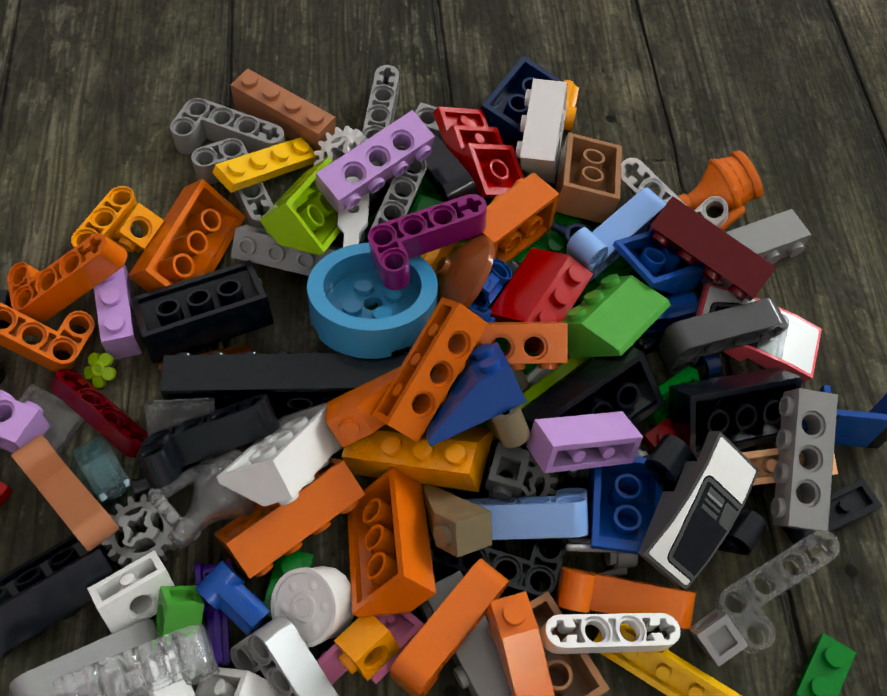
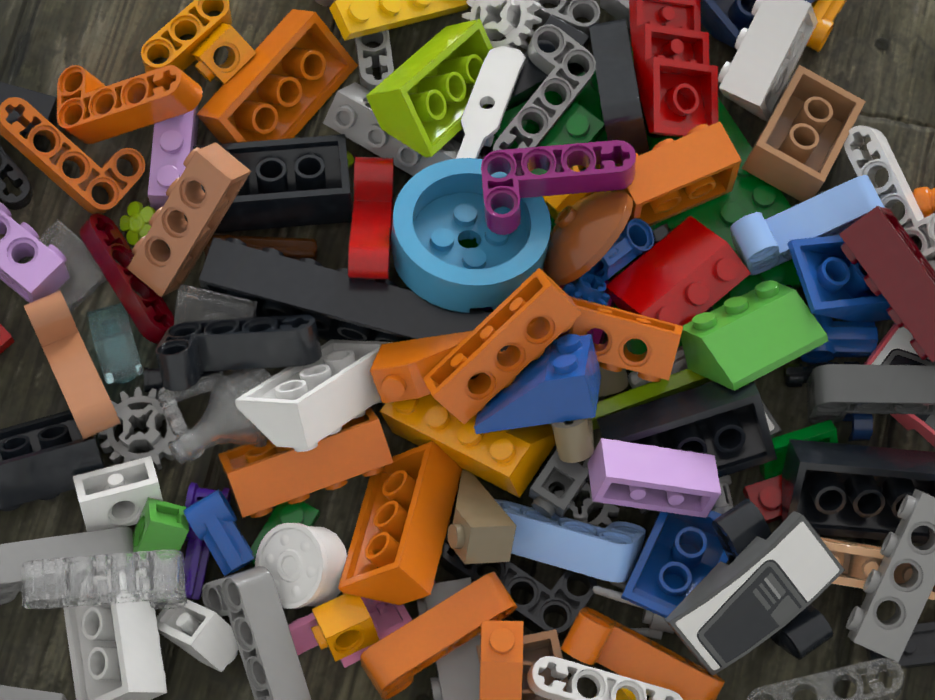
camera: 20 degrees right, 10 degrees up
(159, 306) = (222, 179): none -> nougat brick
(289, 310) = (371, 218): none -> red beam
(406, 132) = (579, 23): lavender brick -> none
(566, 232) = (749, 201): dark blue piece -> none

